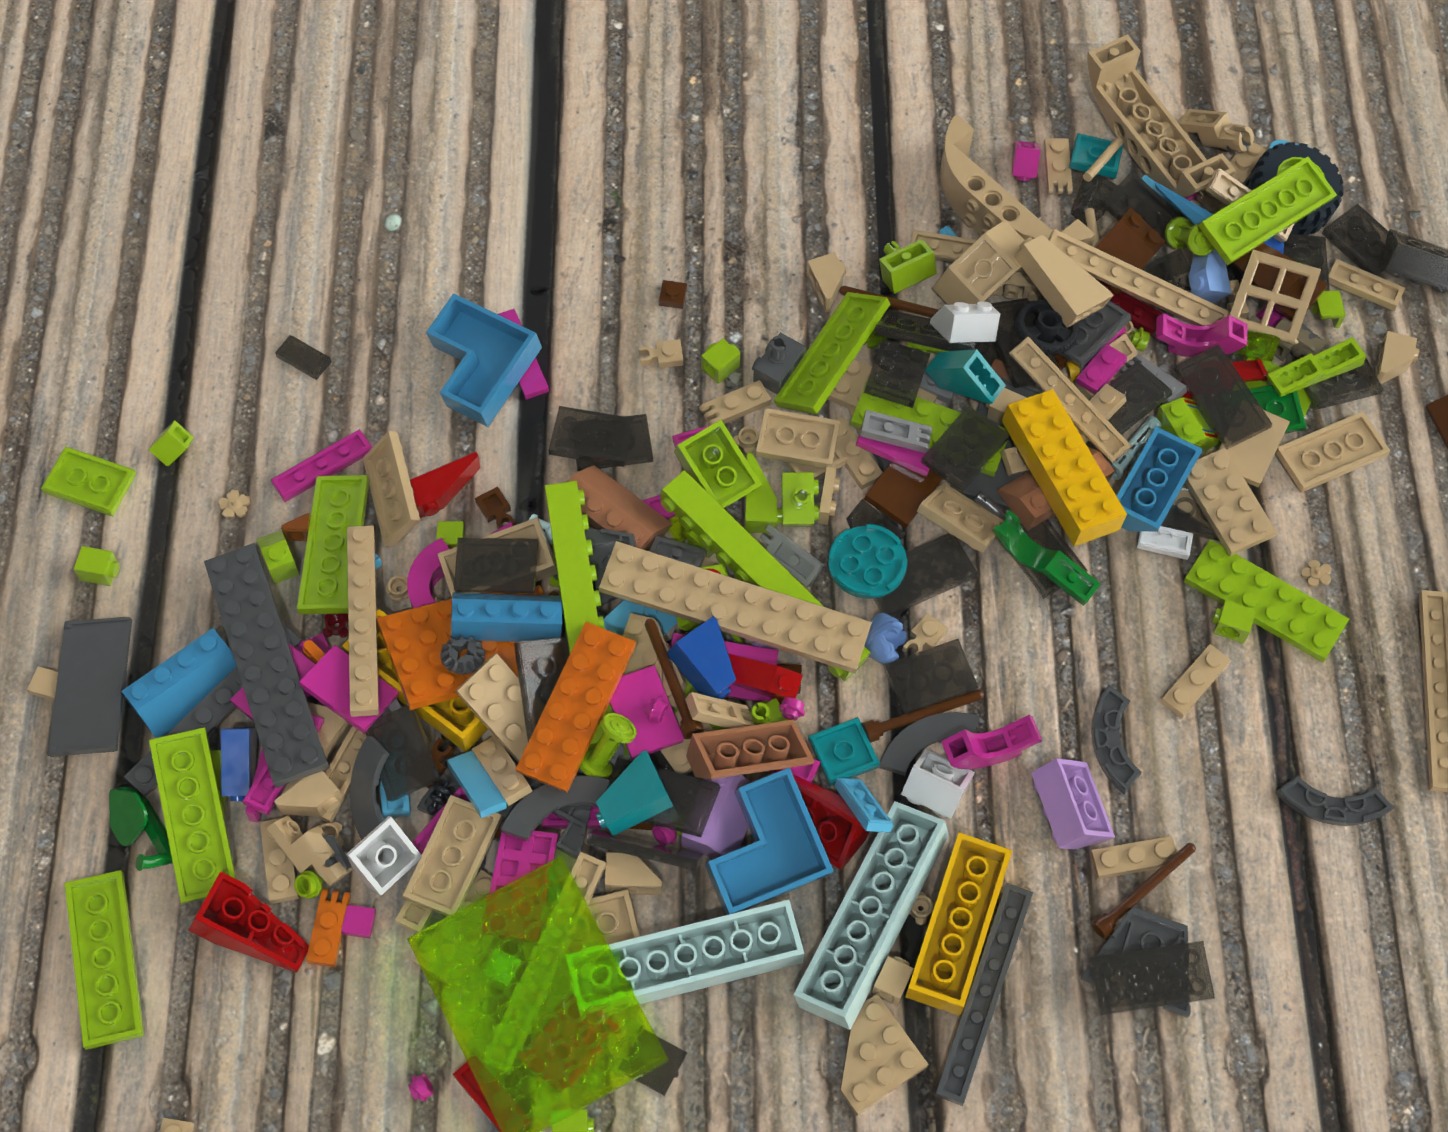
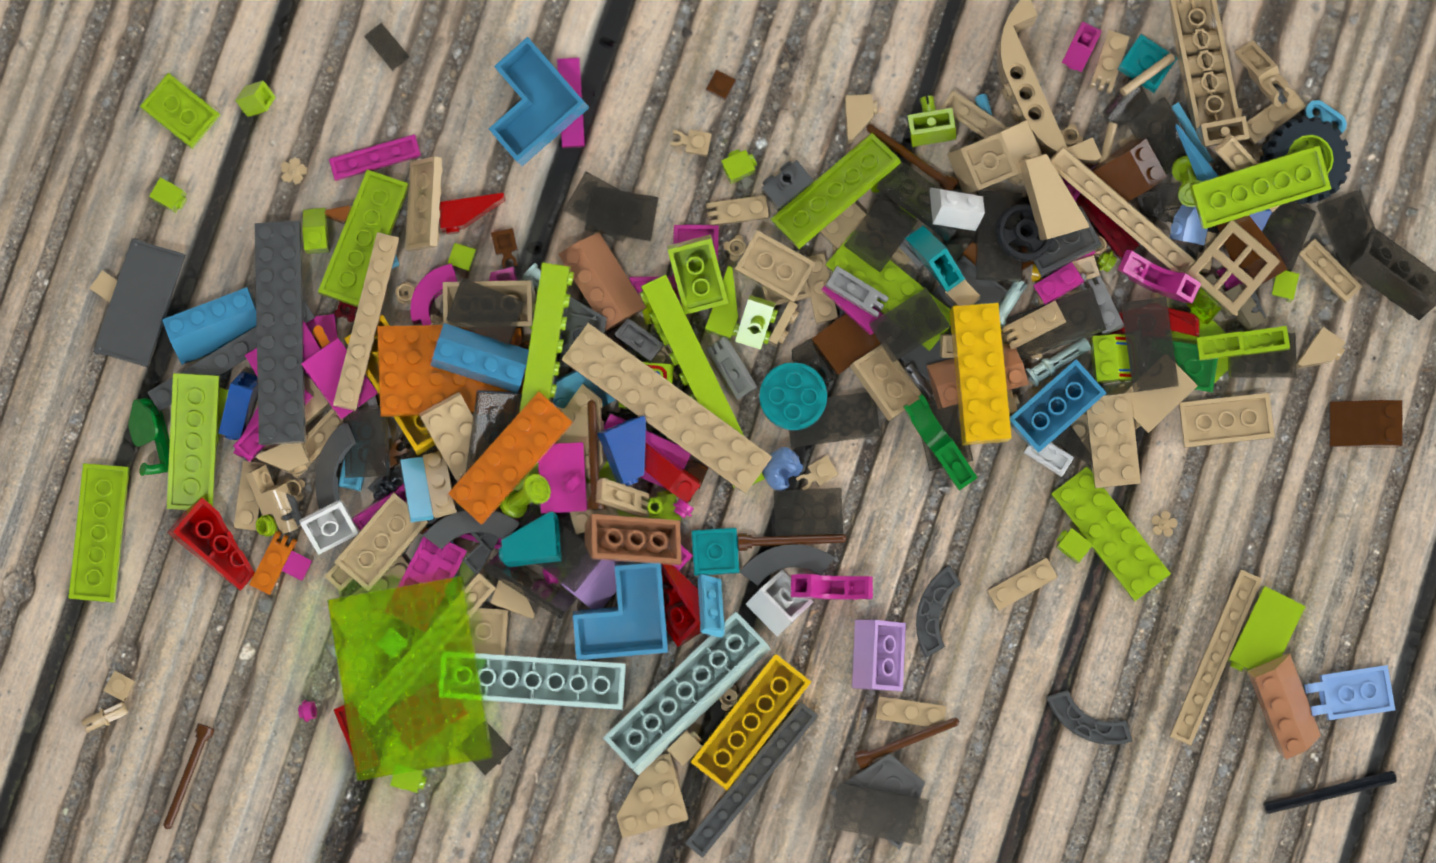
camera: 20 degrees right, 20 degrees up
(466, 663) = (434, 394): dark grey gear -> none
(1079, 408) = (1015, 309): tan tile -> none

